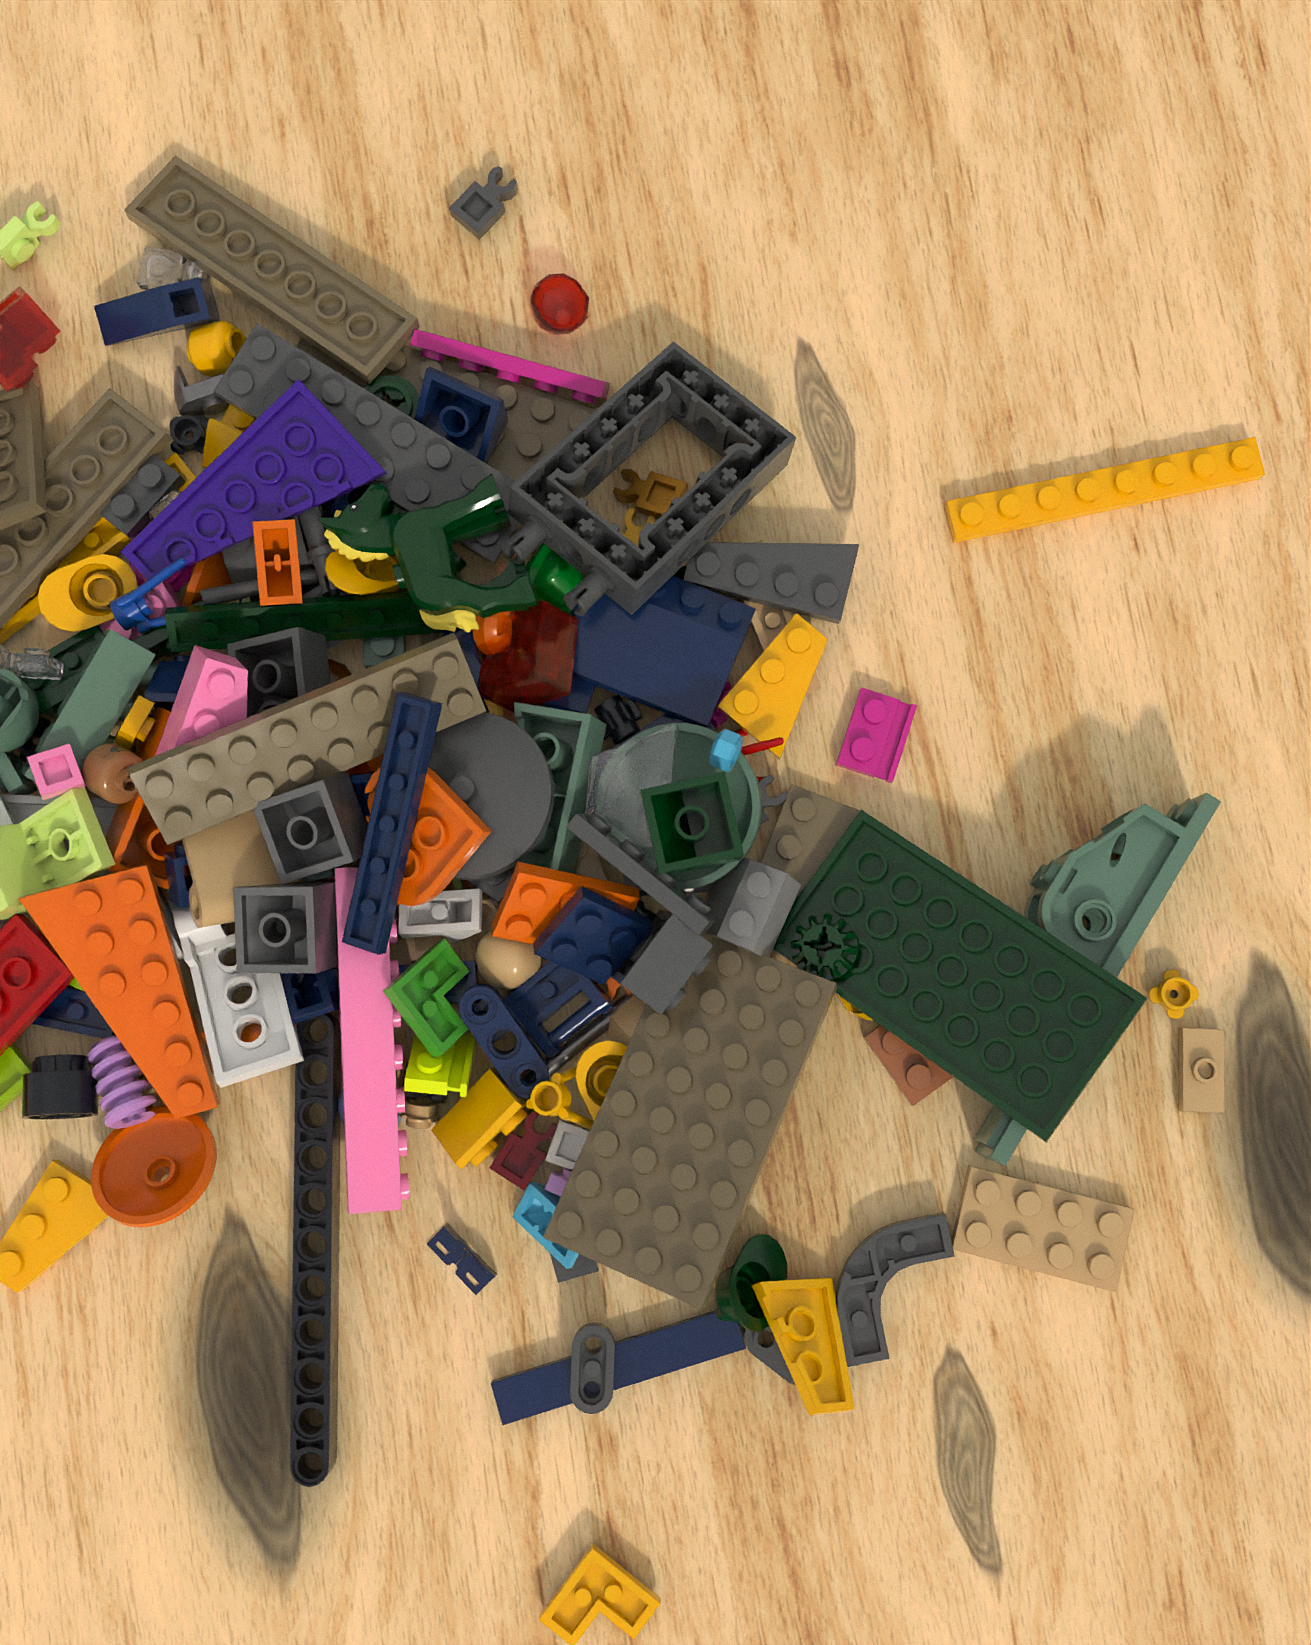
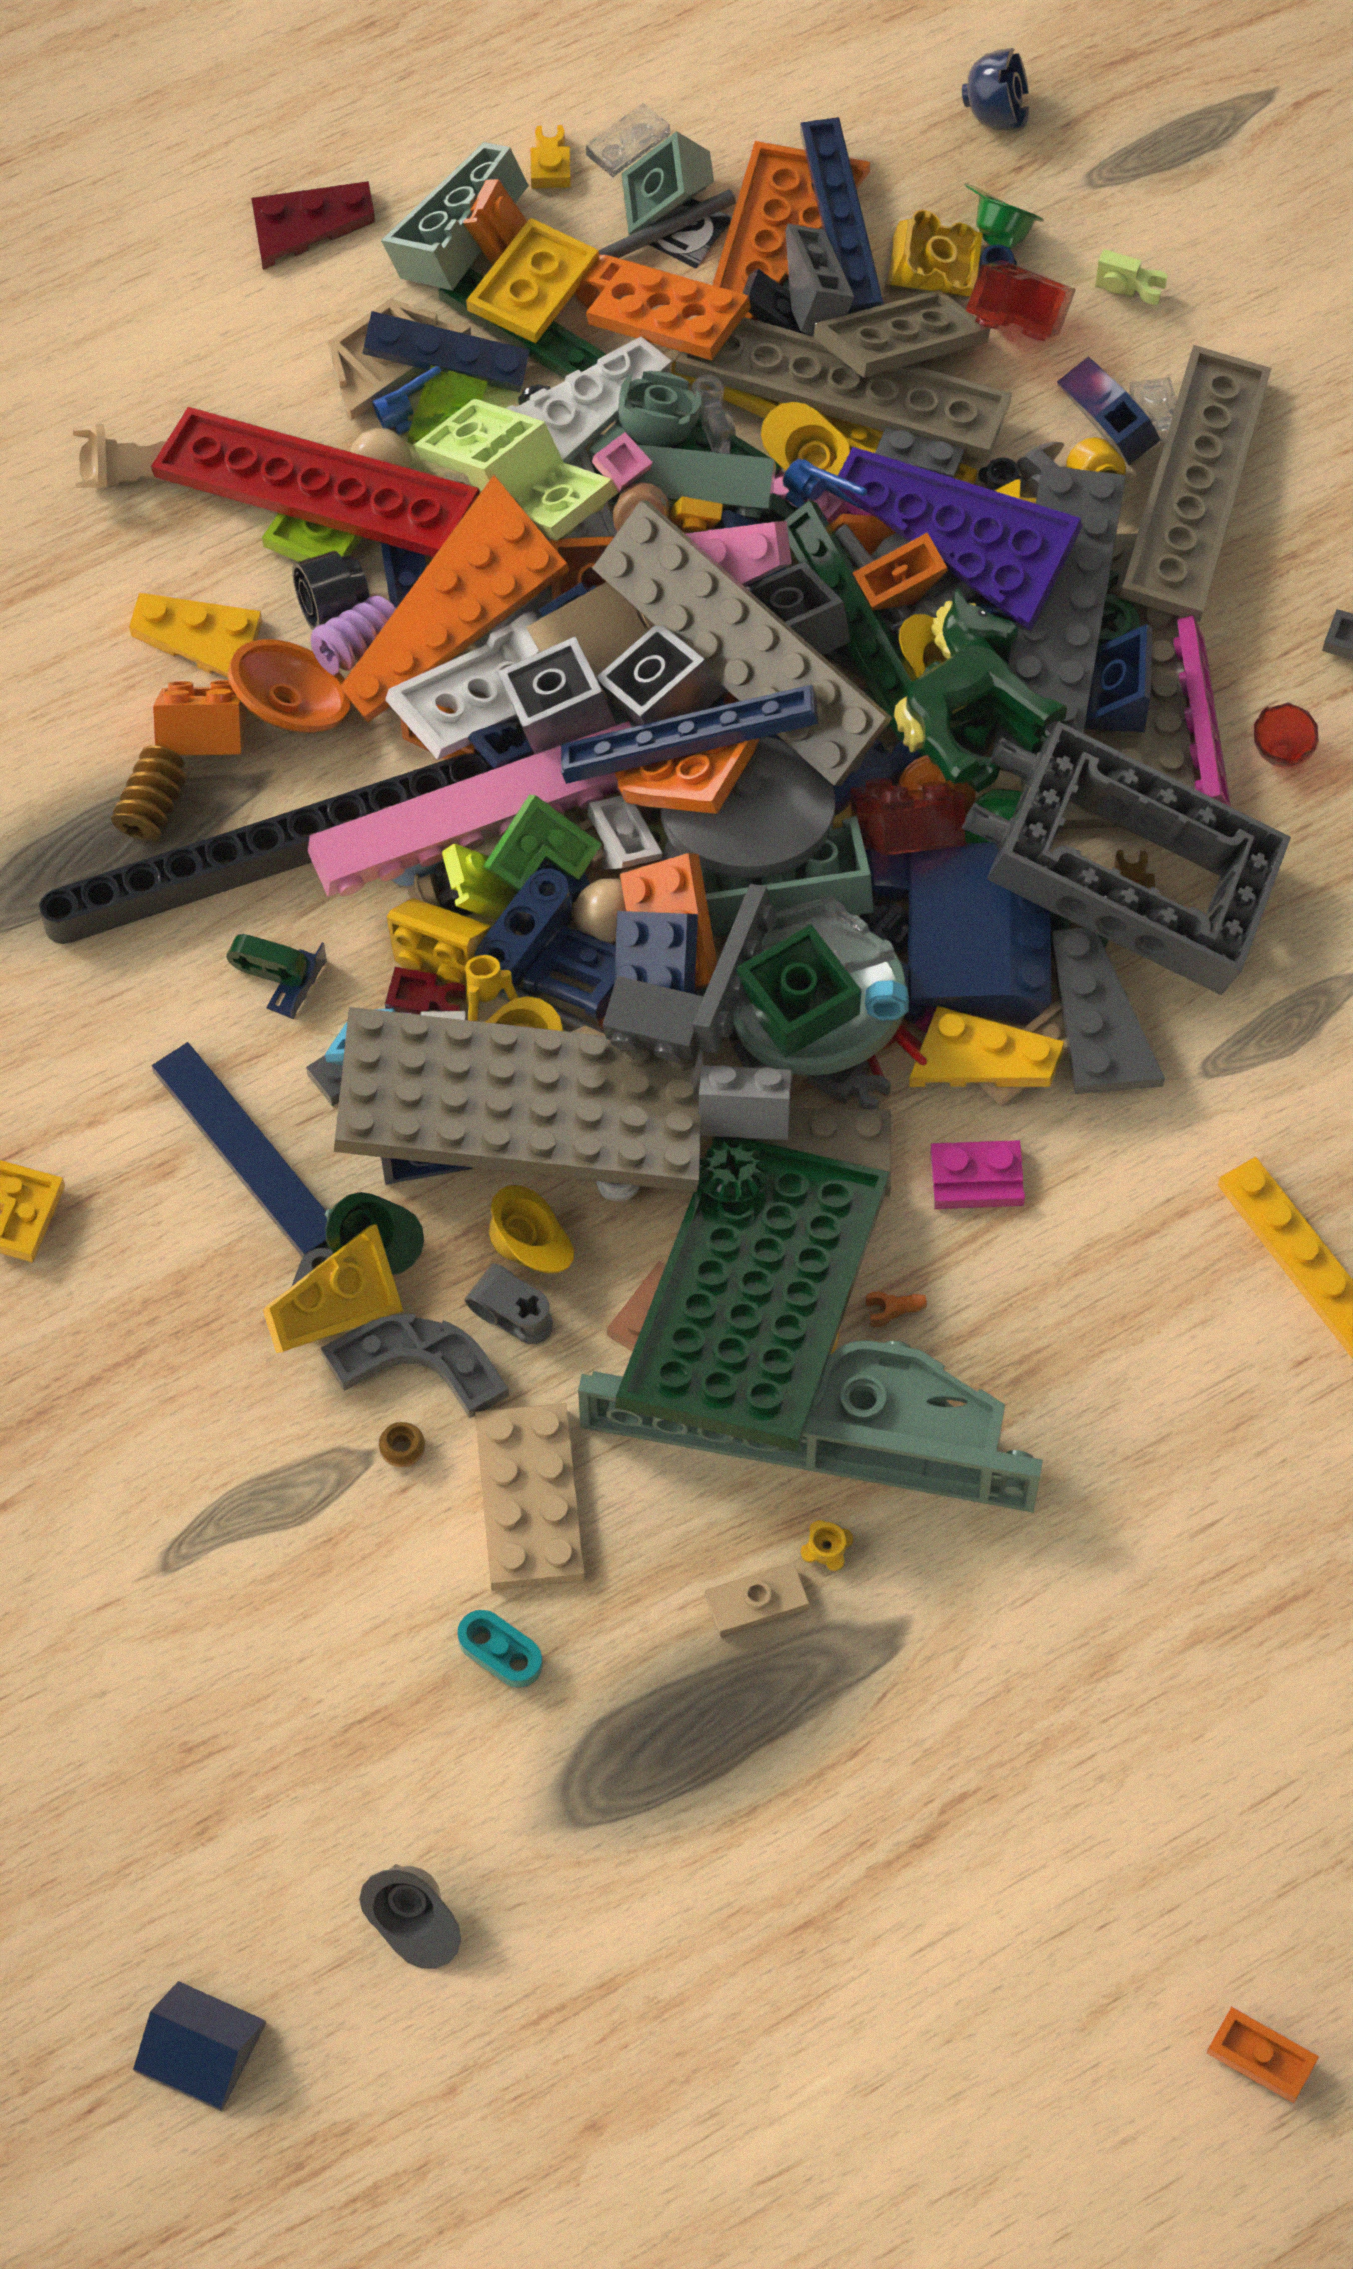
camera: 70 degrees right, 20 degrees down
(152, 1265) = (199, 719): none -> orange slope
(216, 1335) = (150, 793): none -> pearl gold piece
(435, 1281) = (268, 960): none -> dark green beam
(592, 1366) = (236, 1113): dark grey plate -> none
(813, 1143) = (527, 1231): none -> yellow piece
(853, 1186) = (506, 1300): none -> dark grey piece
(969, 1329) = (401, 1432): none -> pearl gold plate
(975, 852) = (893, 1306): none -> orange piece
(1178, 1308) = (501, 1650): none -> teal plate

